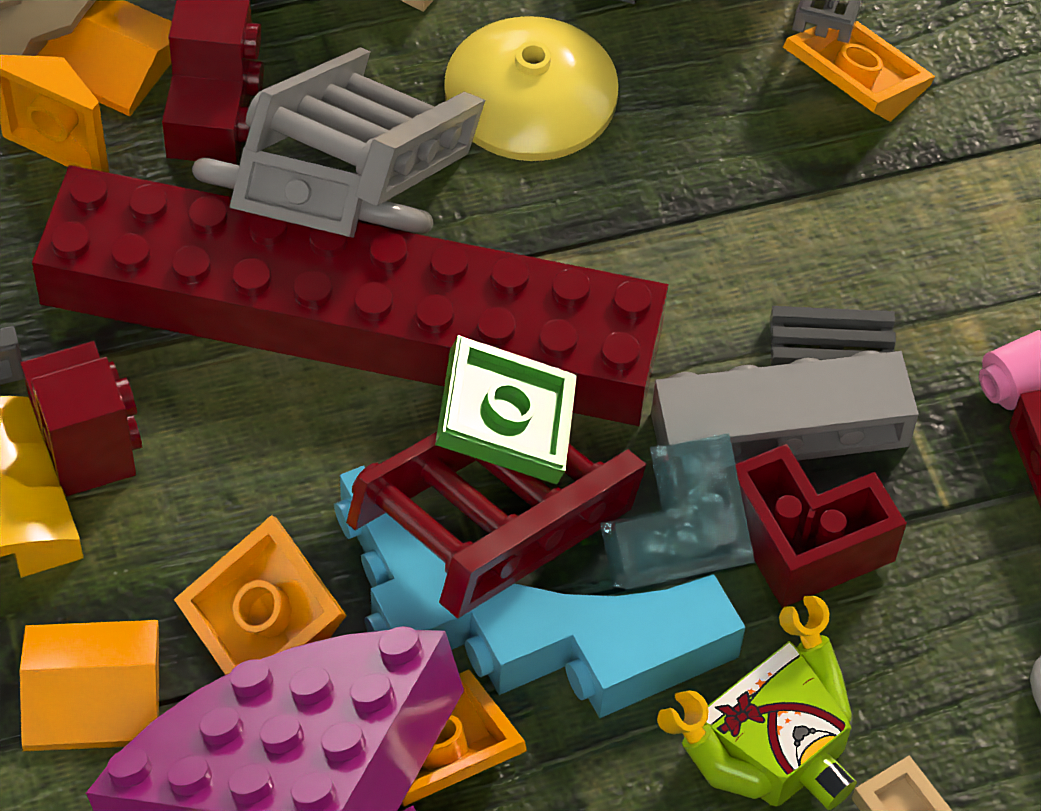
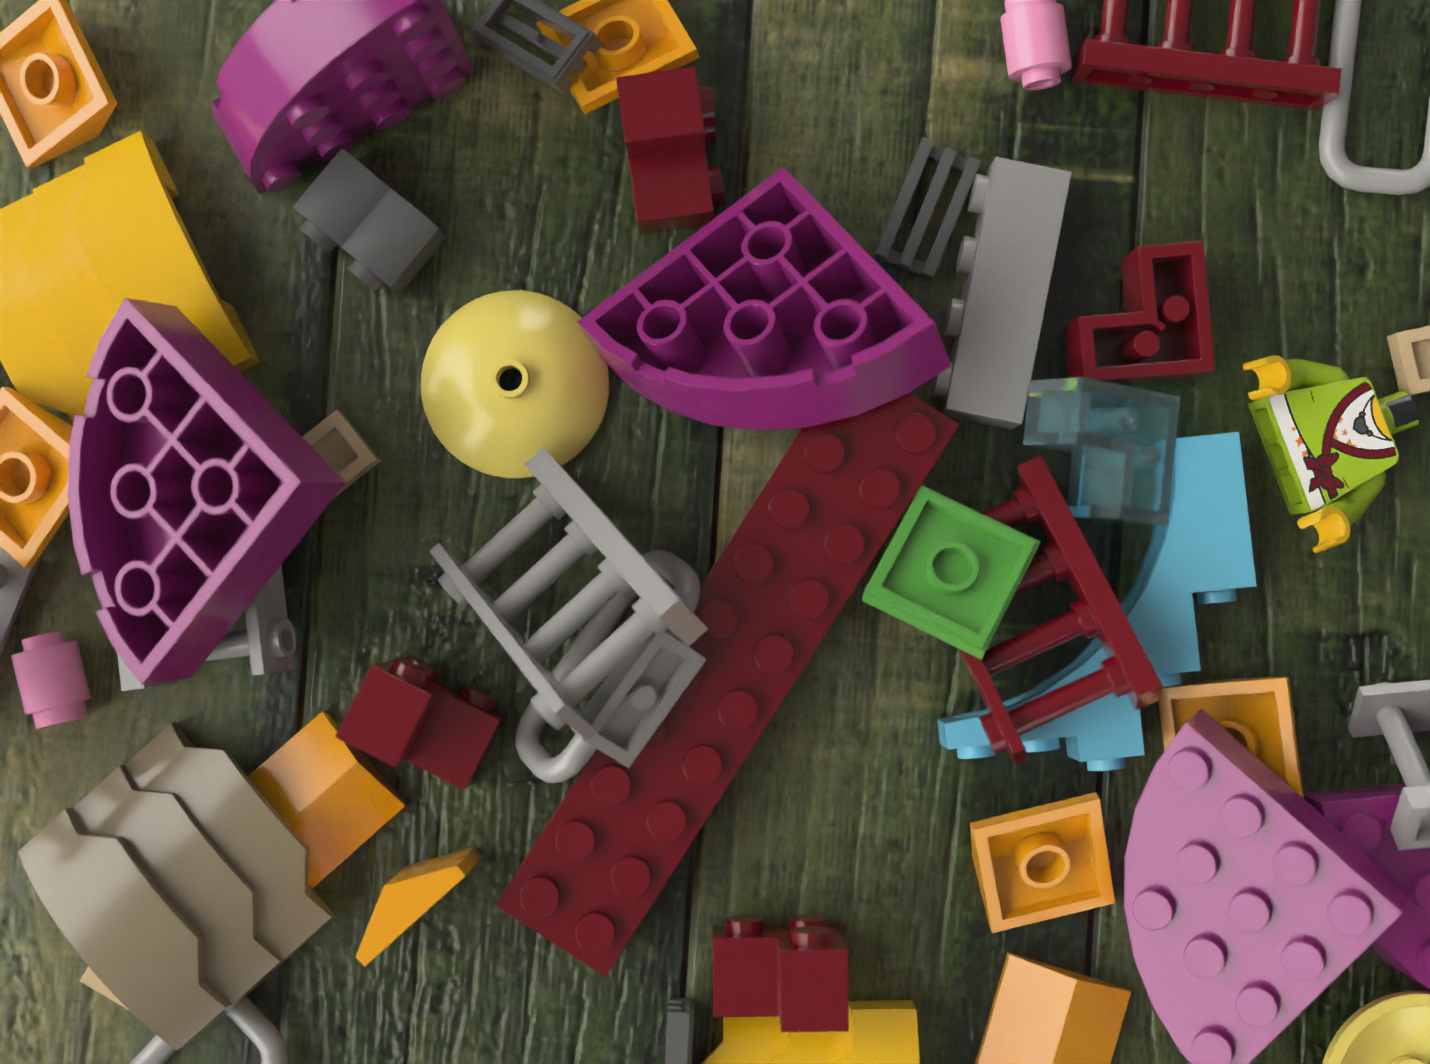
camera: 65 degrees left, 30 degrees up
(671, 208) = (767, 321): none -> magenta brick
(788, 117) = (665, 142): none -> dark red brick

